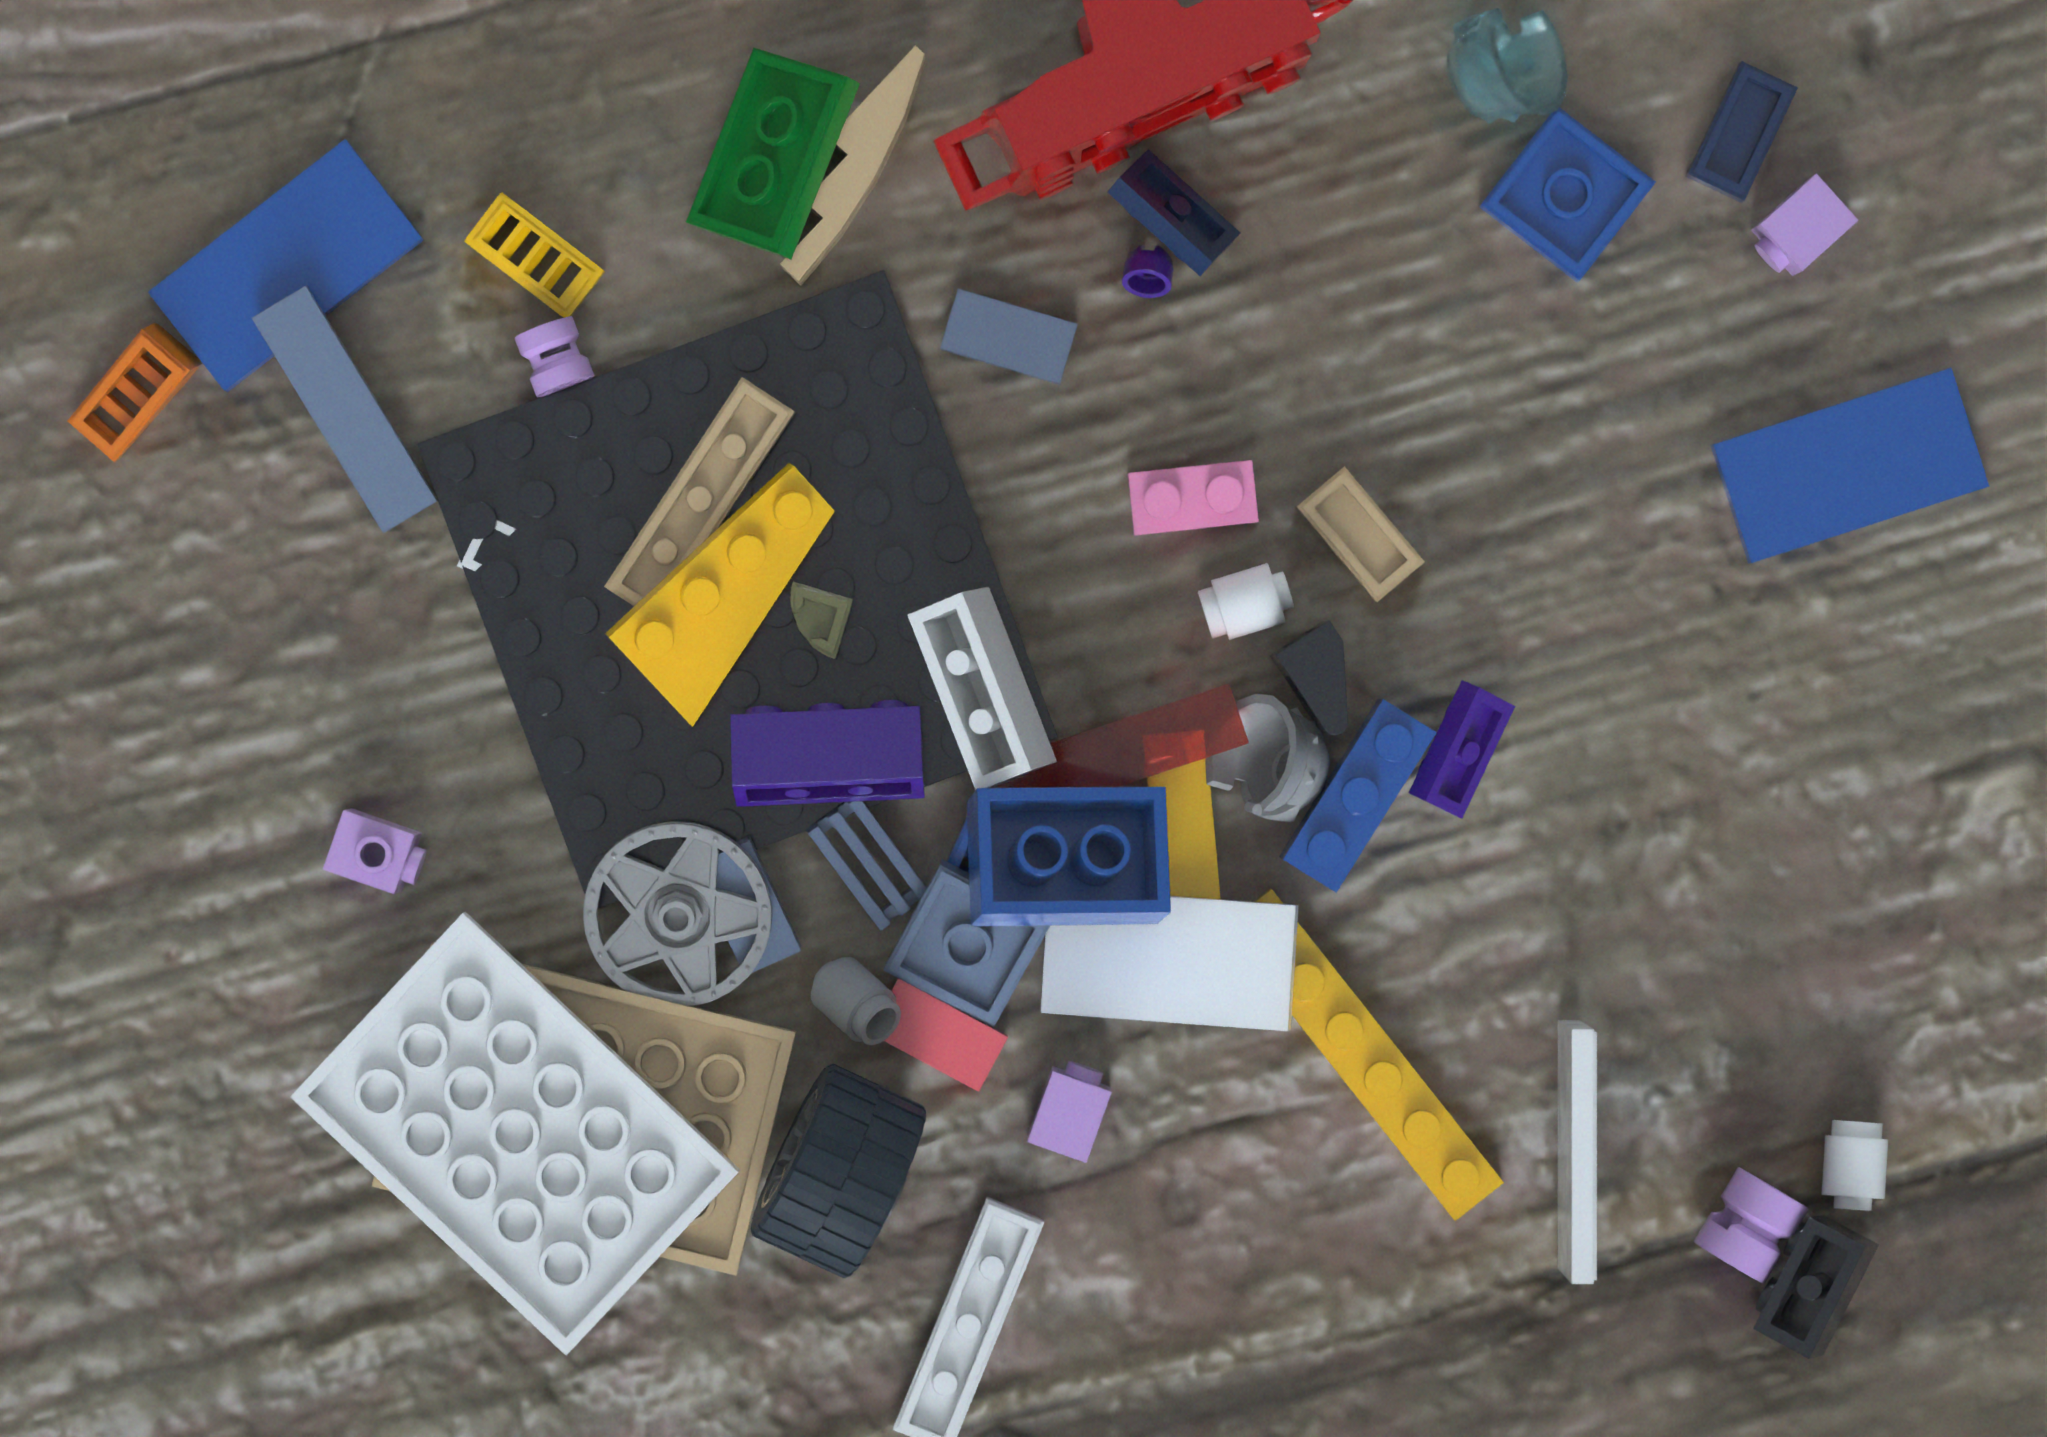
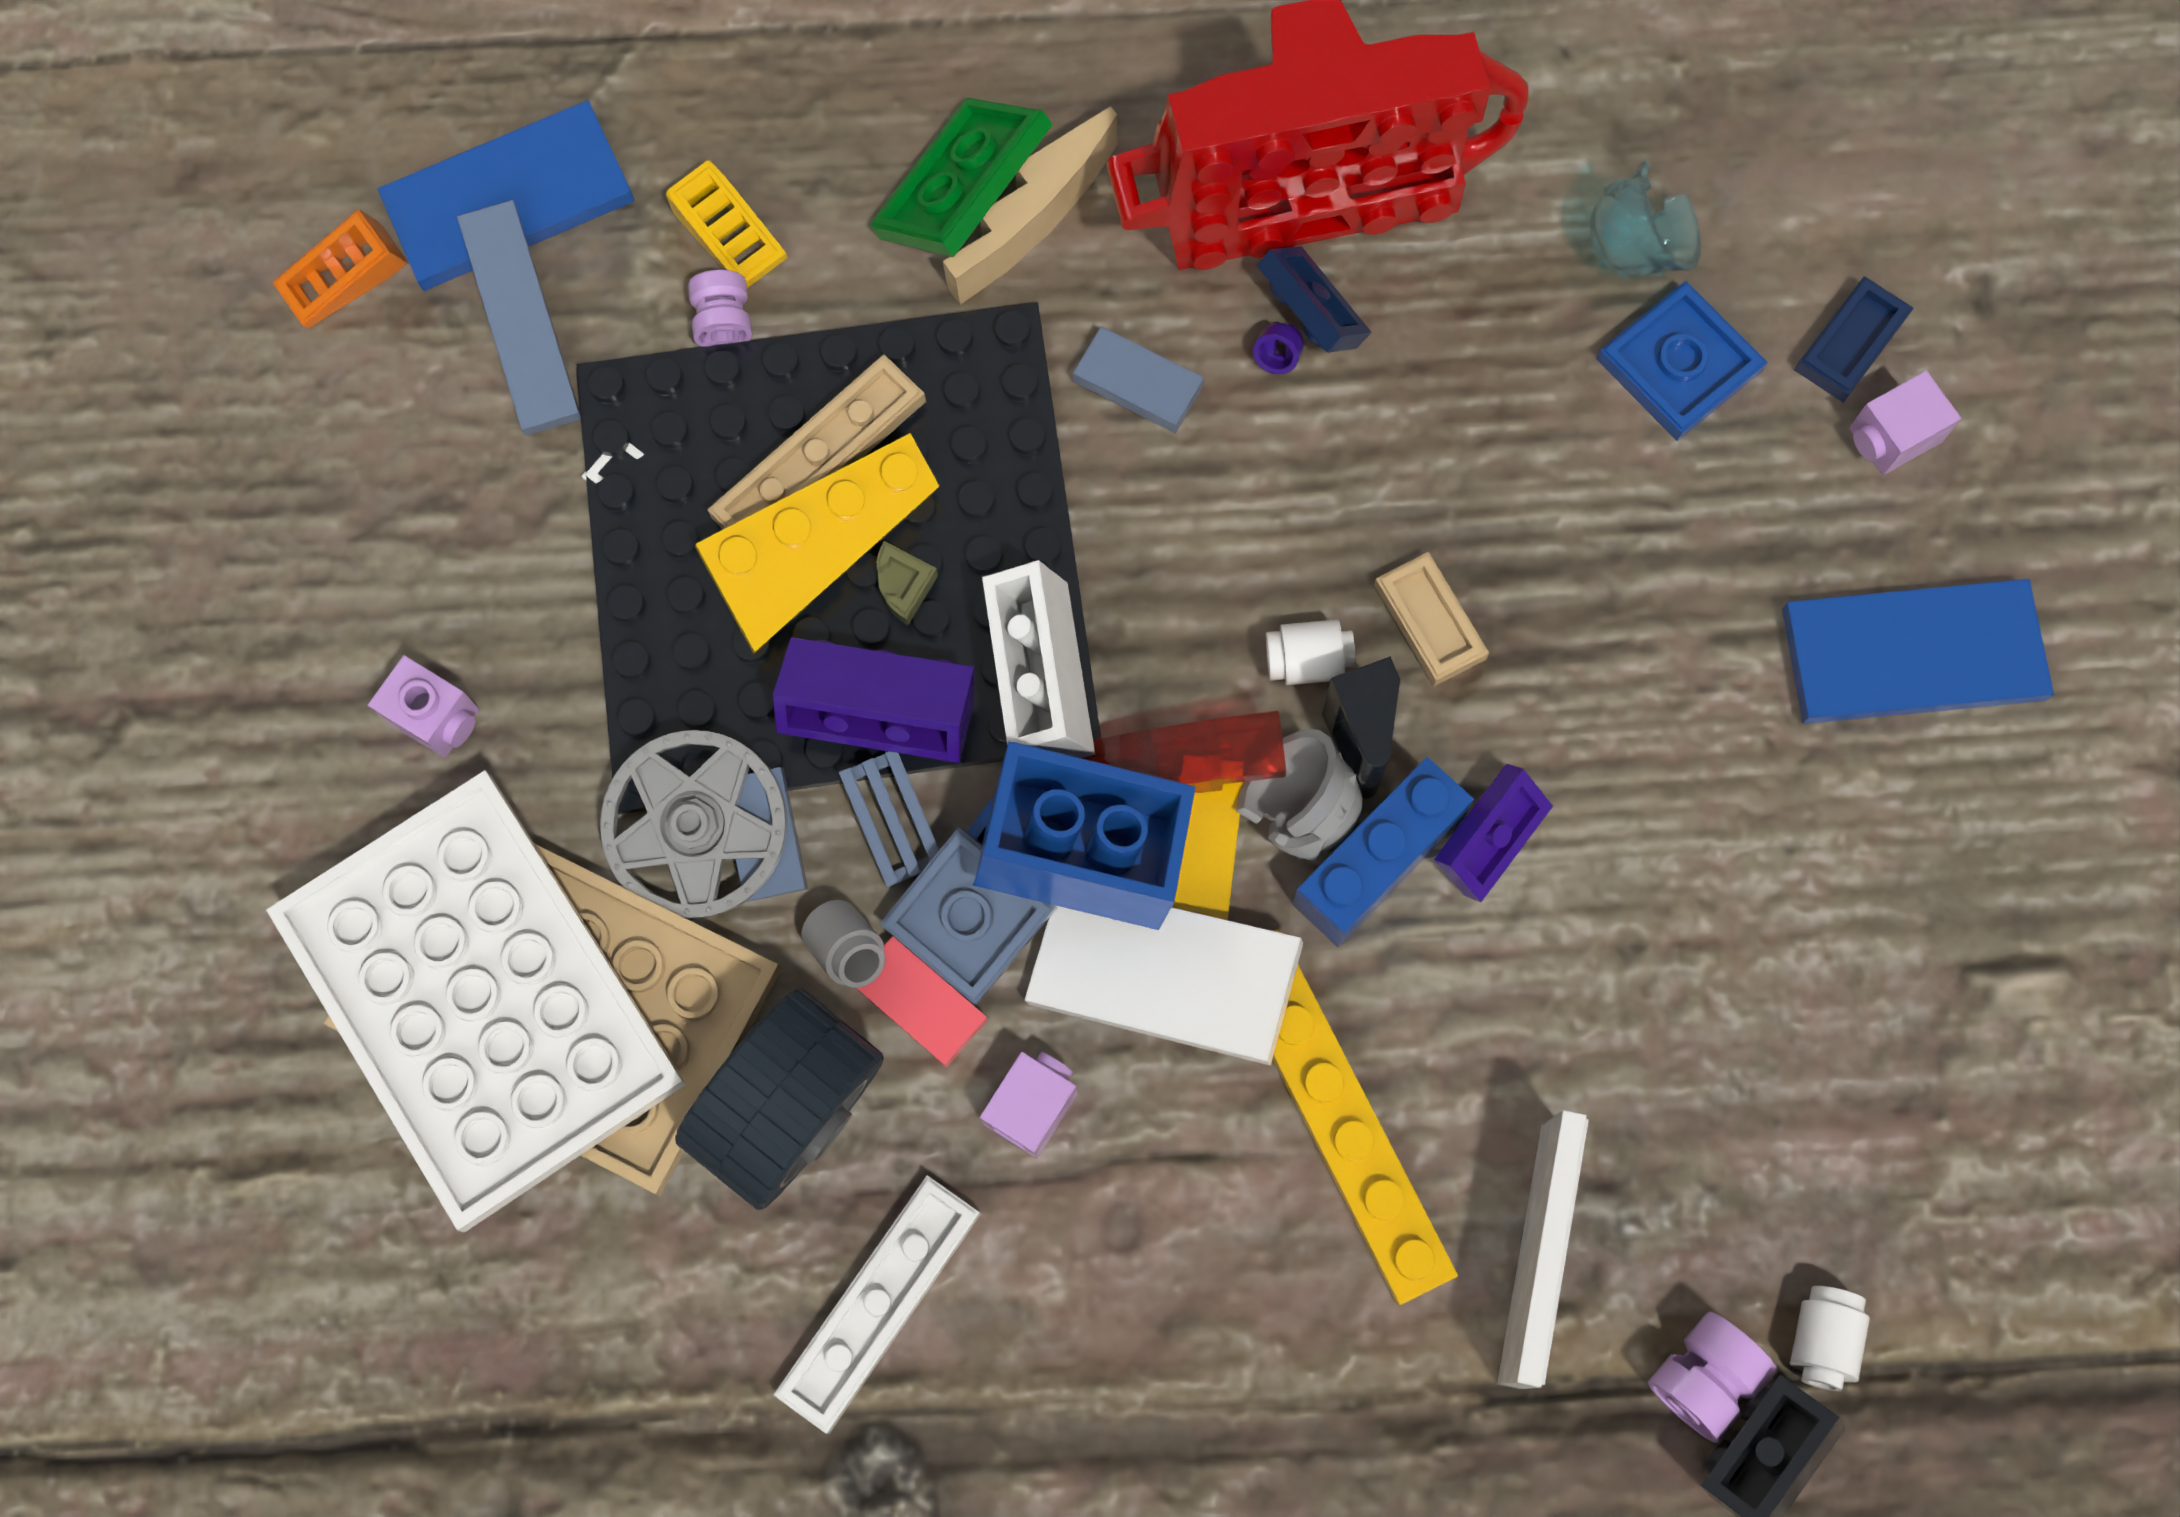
camera: 15 degrees right, 15 degrees down
(1193, 497) = (1278, 554): bright pink plate -> none

